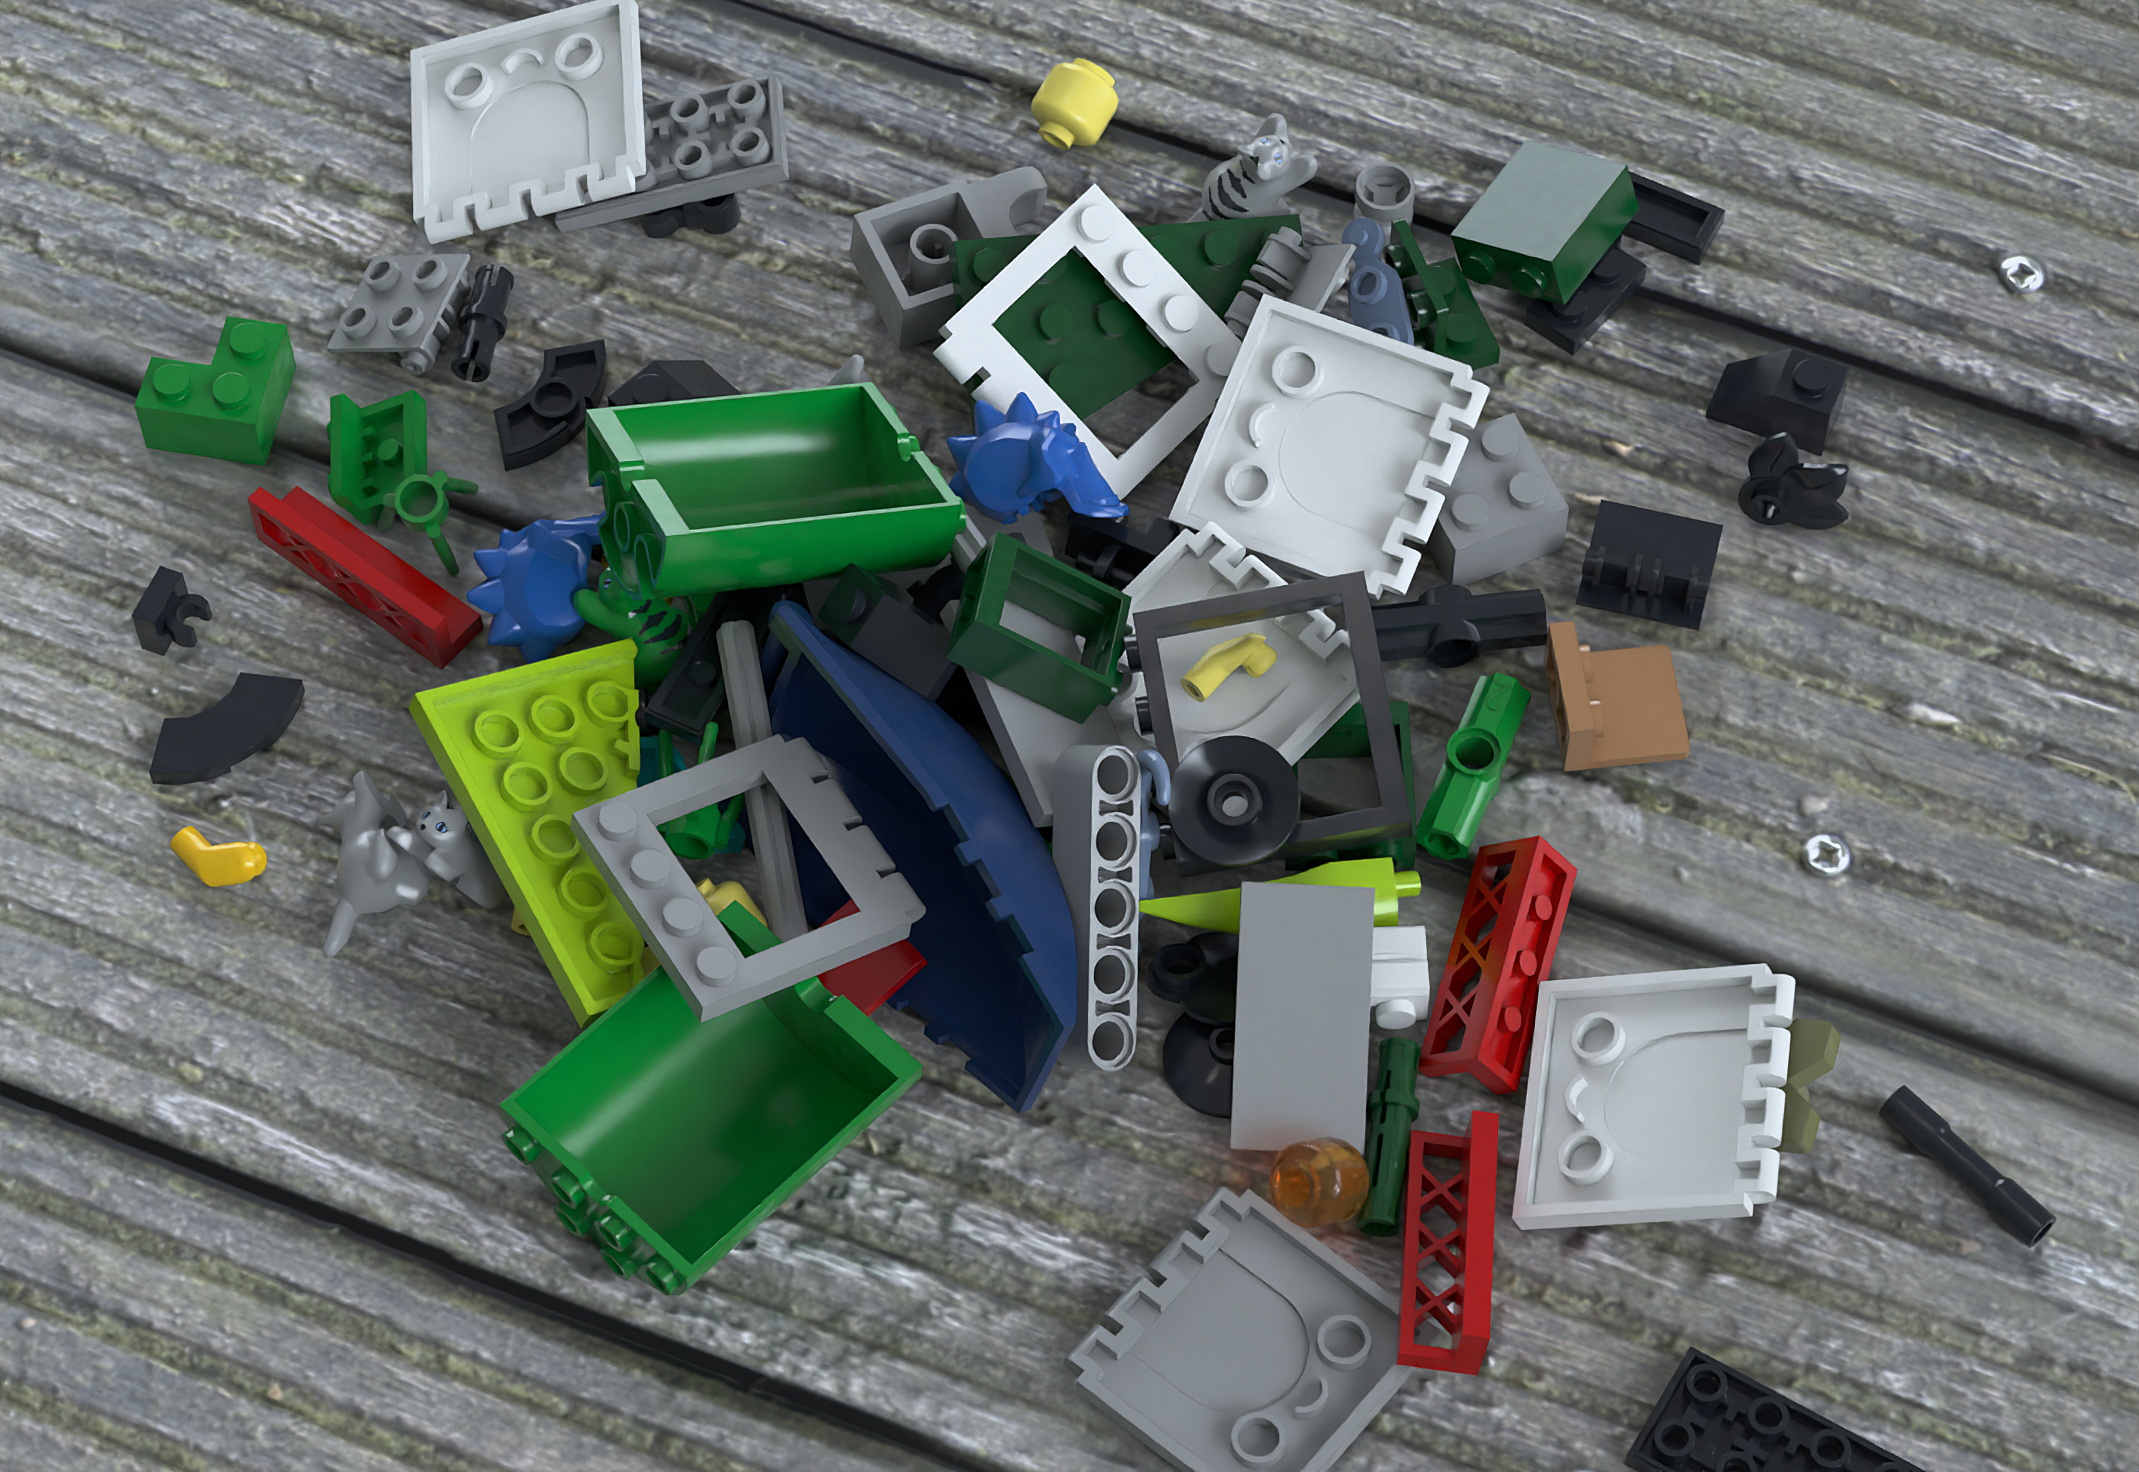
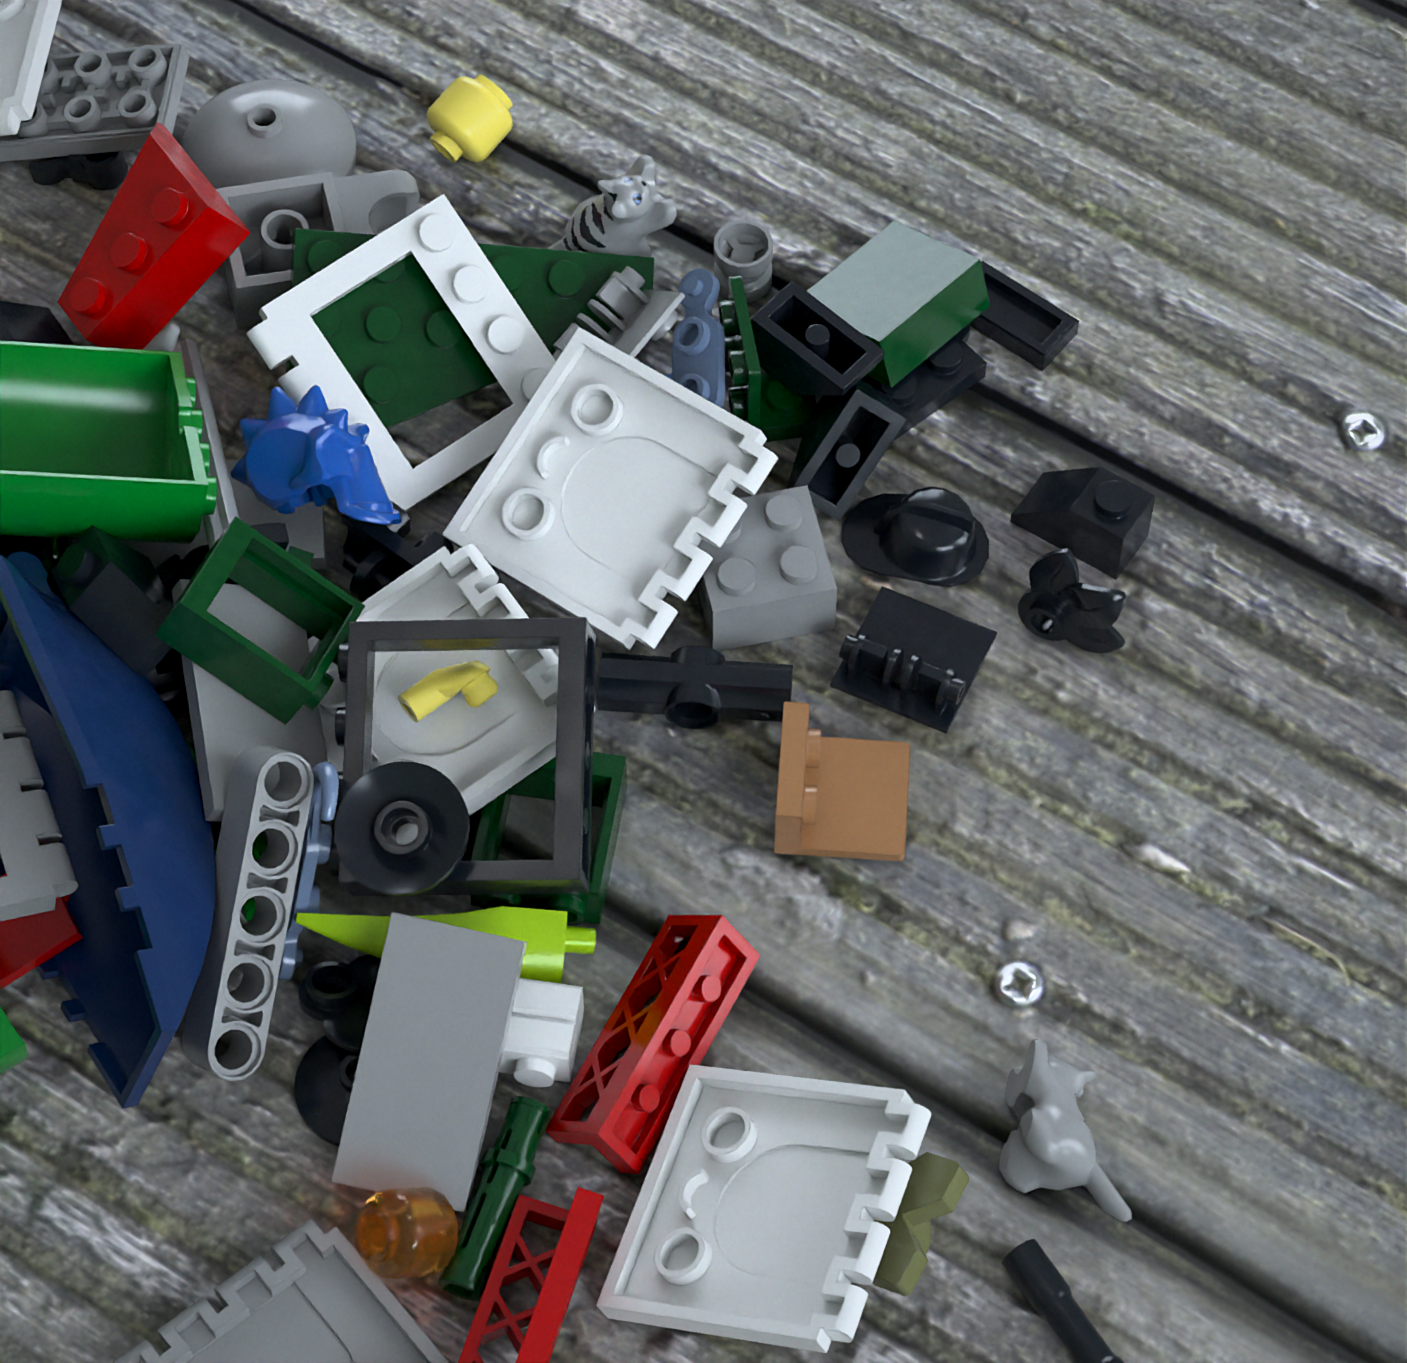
camera: 10 degrees right, 0 degrees up
(801, 282) = (151, 248): none -> red wedge
(842, 174) = (270, 134): none -> light grey dish
(1464, 793) = (663, 860): green piece -> none
(1487, 276) = (810, 345): none -> black slope
(1533, 364) = (844, 445): none -> black slope
(1620, 446) = (917, 537): none -> black piece
(1900, 991) = (1053, 1141): none -> light grey animal

